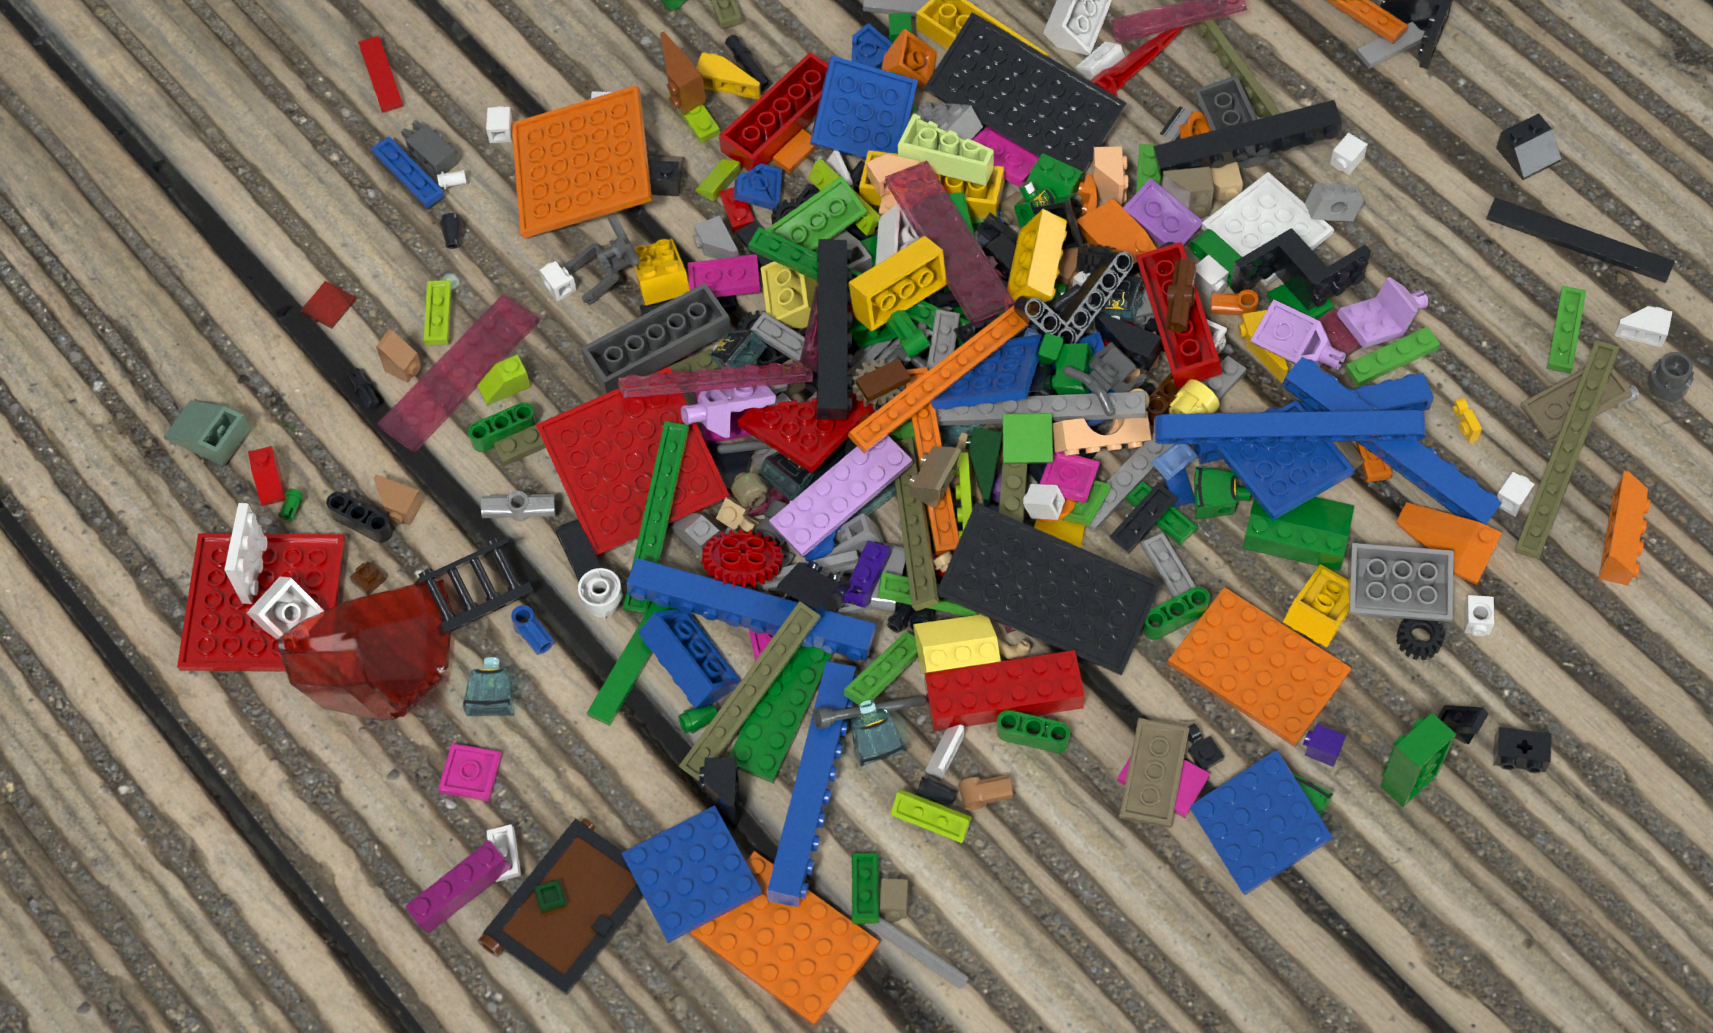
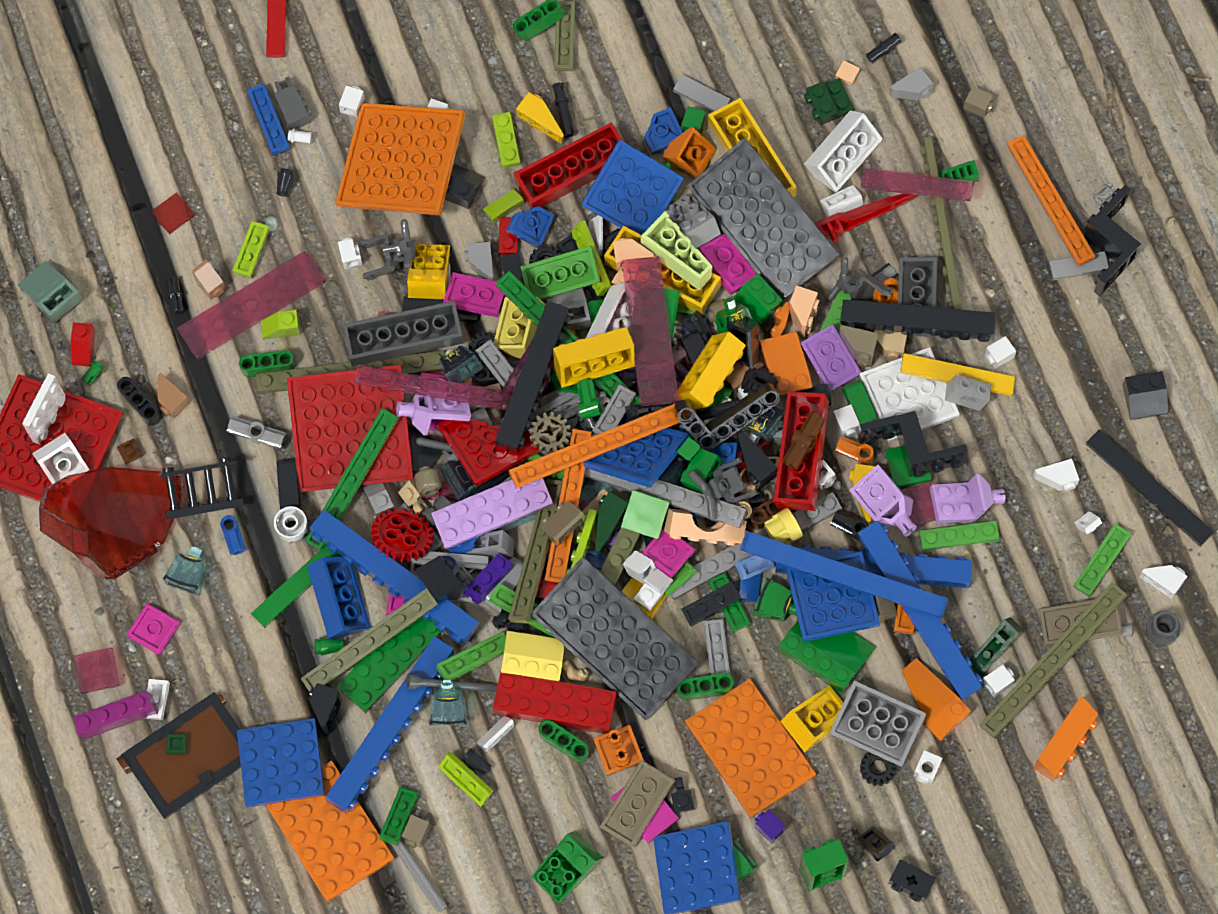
camera: 20 degrees right, 10 degrees up
(415, 844) = (96, 670): none -> clear pink plate
(683, 78) = (501, 117): dark orange slope -> none
(794, 152) = (570, 202): orange tile -> none
(883, 380) = (551, 434): reddish brown tile -> none
(942, 561) = (545, 589): tan plate -> none
(979, 792) = (507, 773): medium nougat piece -> none
(1070, 519) = (653, 589): none -> white slope
(1098, 877) = (567, 866): none -> green slope
(1103, 720) = (618, 750): none -> orange plate
(1156, 132) = (856, 286): none -> dark grey piece
(1264, 383) = (847, 523): none -> black piece
(1299, 189) = (945, 371): none -> yellow tile
(1468, 422) = (989, 613): yellow plate -> none
(1474, 257) = (1058, 475): none -> white slope
(1493, 455) = (996, 645): none -> dark green slope
(1531, 295) = (1088, 523): none -> white plate

